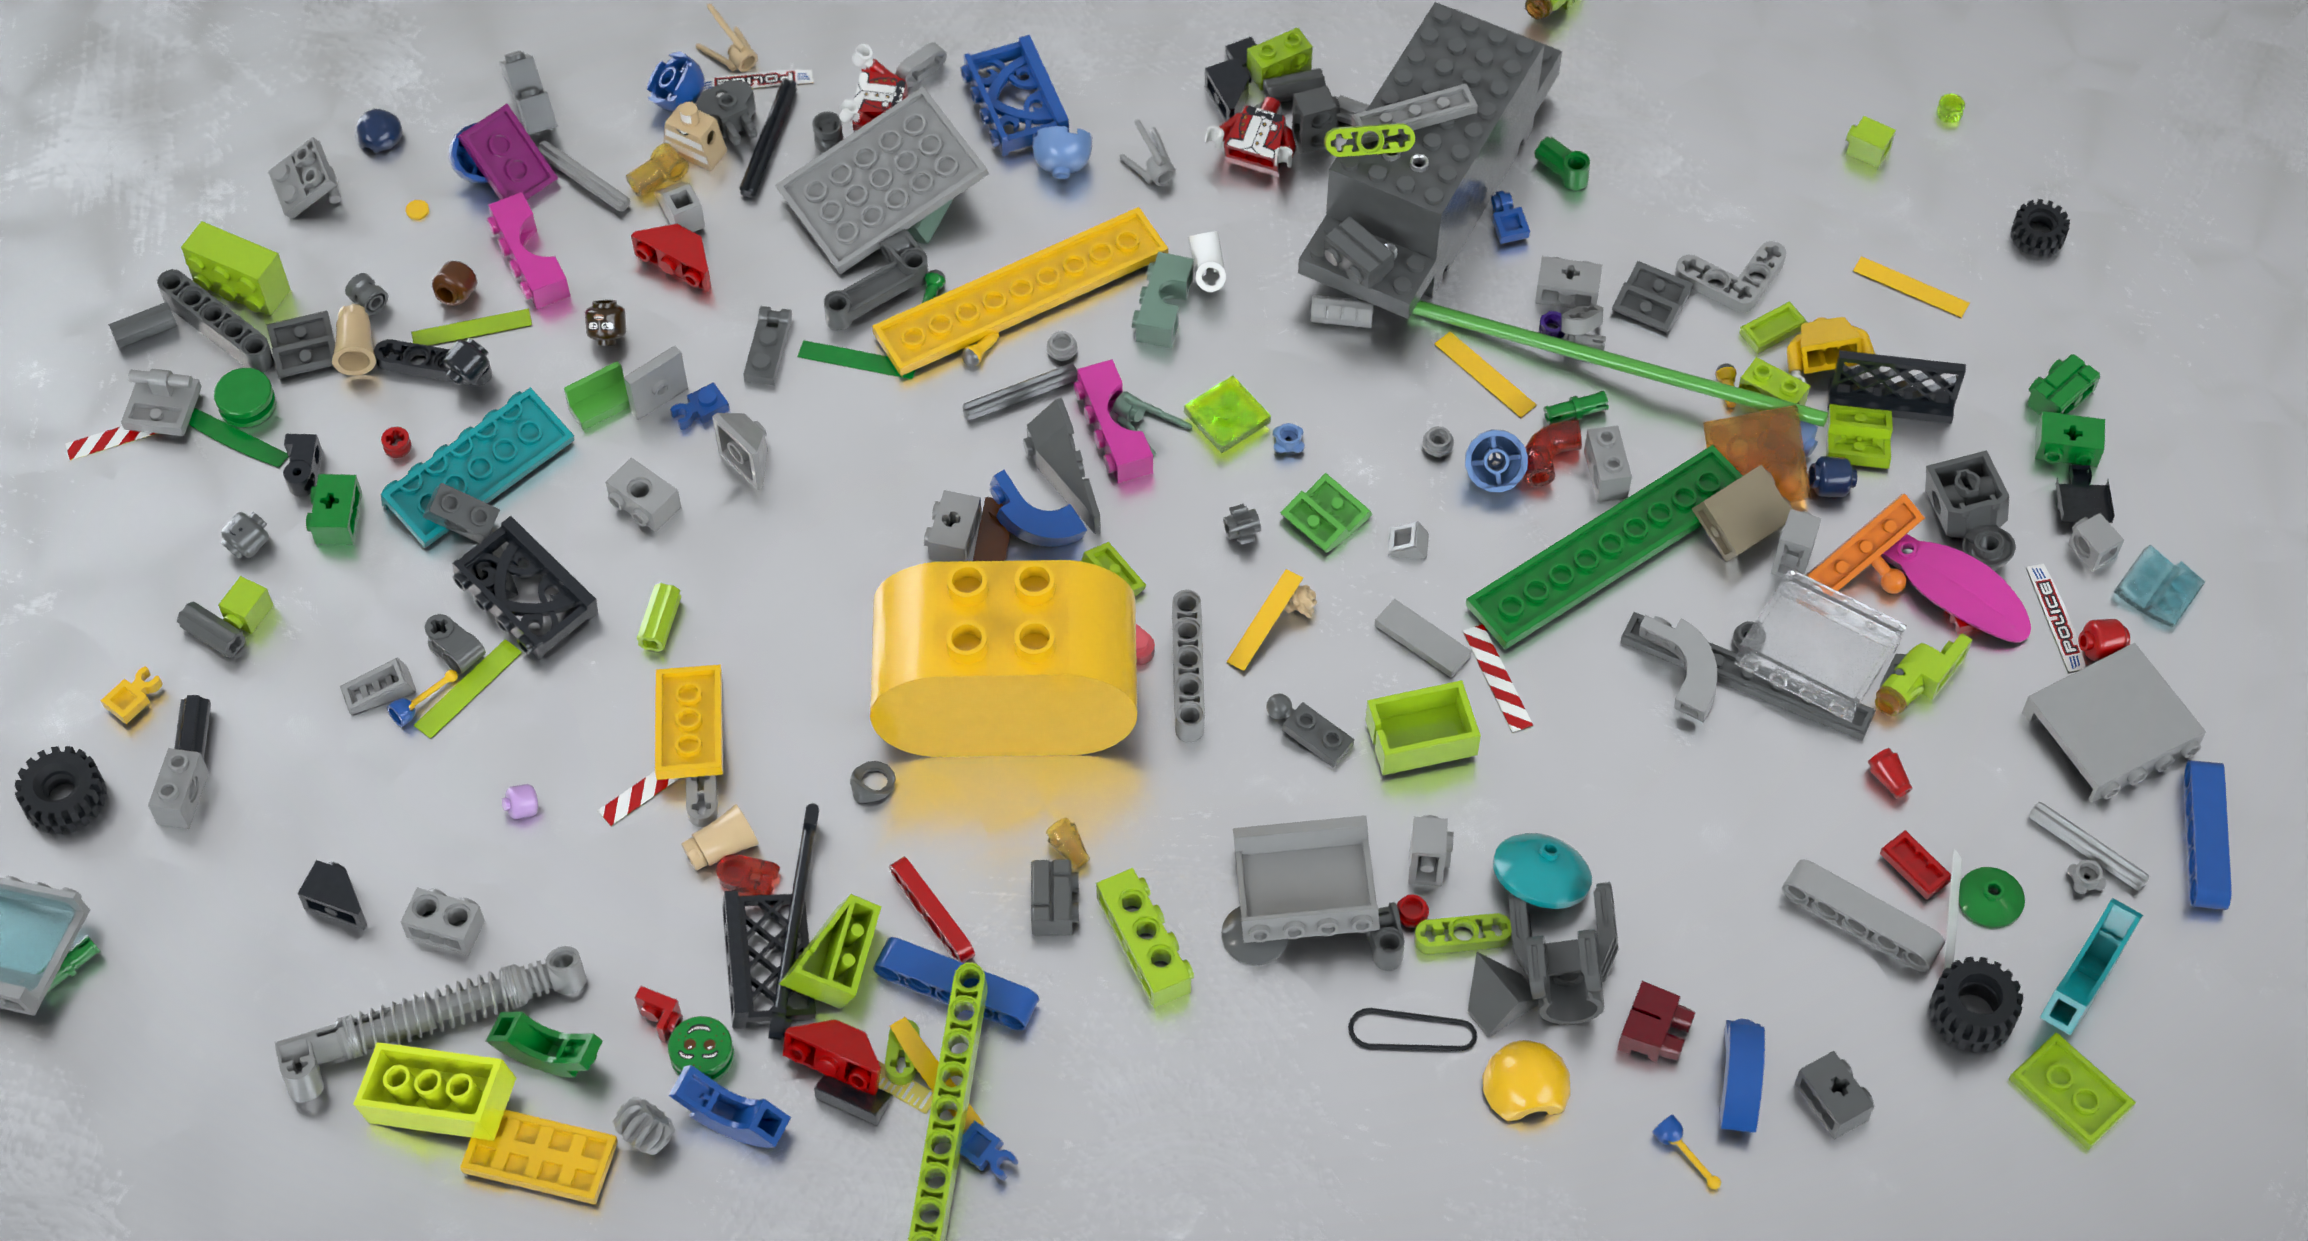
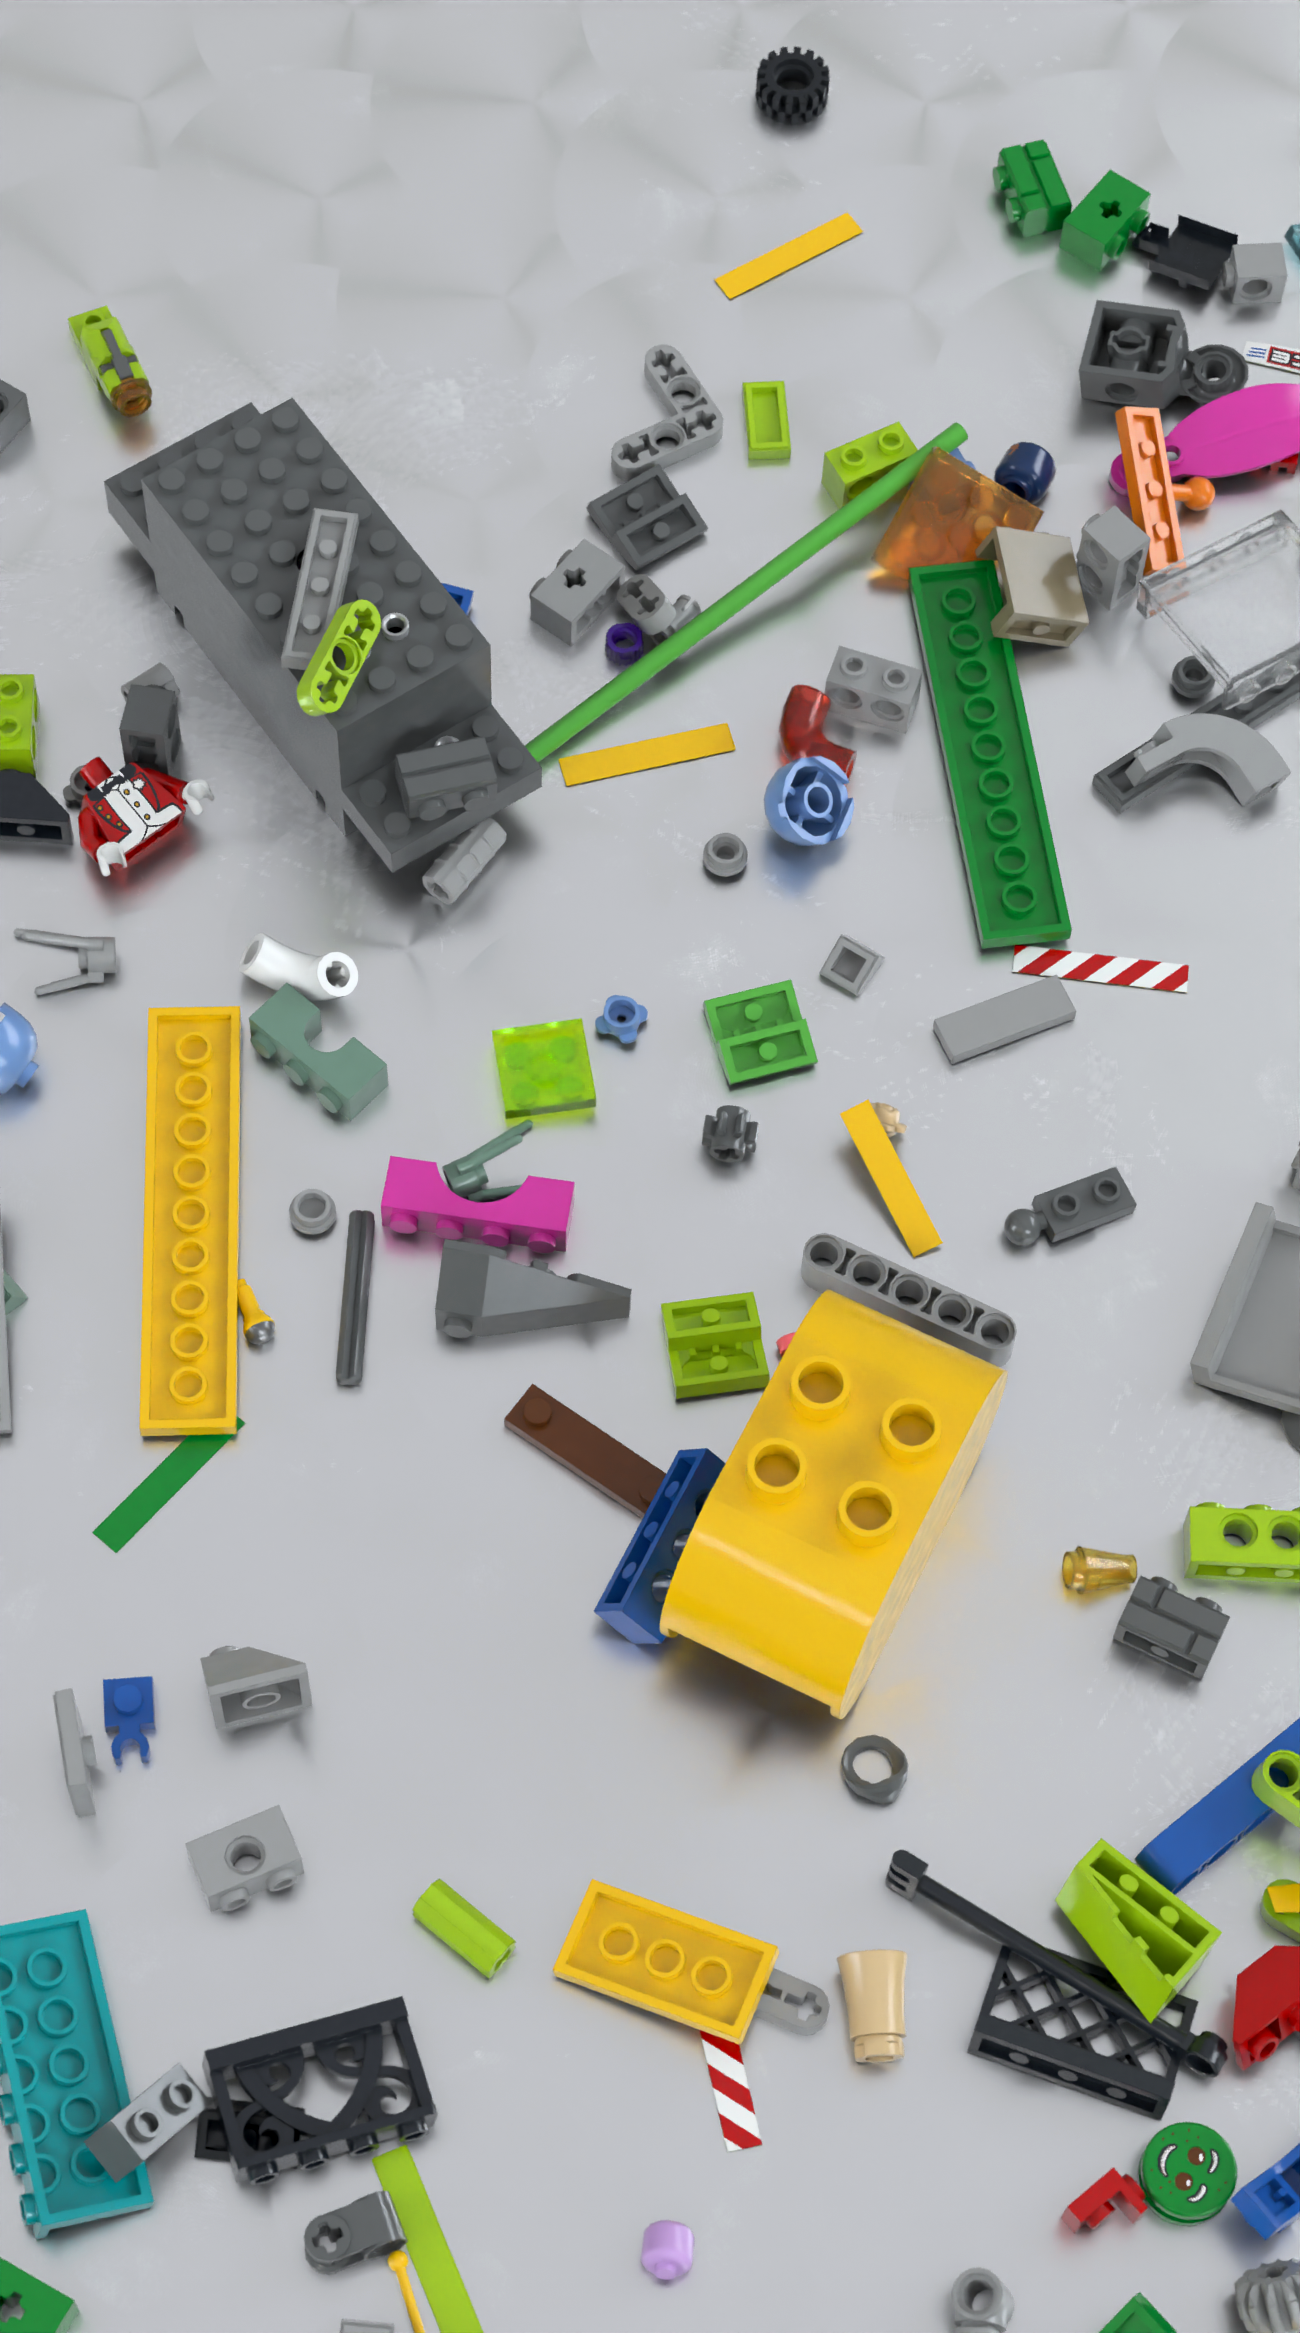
camera: 65 degrees left, 5 degrees up
(597, 396) = (38, 1846): bright green panel -> none
(736, 870) = (934, 2008): clear red plate -> none
(767, 346) = (79, 1582): dark grey plate -> none
(906, 270) = (36, 1335): dark grey piece -> none
(931, 910) = (1116, 1783): red beam -> none
(934, 282) = (105, 1317): green piece -> none
(954, 527) = (526, 1456): light grey brick -> none
(1032, 524) = (571, 1390): blue arch -> none
(1287, 85) = (64, 733): dark grey axle -> none
(1422, 727) = (1151, 1080): lime piece -> none
(1570, 165) = (393, 499): green piece -> none
(1576, 408) = (766, 681): green pin -> none
(1726, 374) = (809, 504): yellow piece -> none
(1820, 345) = (846, 375): yellow torso -> none
(1860, 435) = (988, 417): lime slope -> none
(1870, 141) = (564, 176): lime brick -> none
(1901, 398) = (945, 345): black fence -> none
(1948, 115) = (560, 64): clear neon green bush -> none

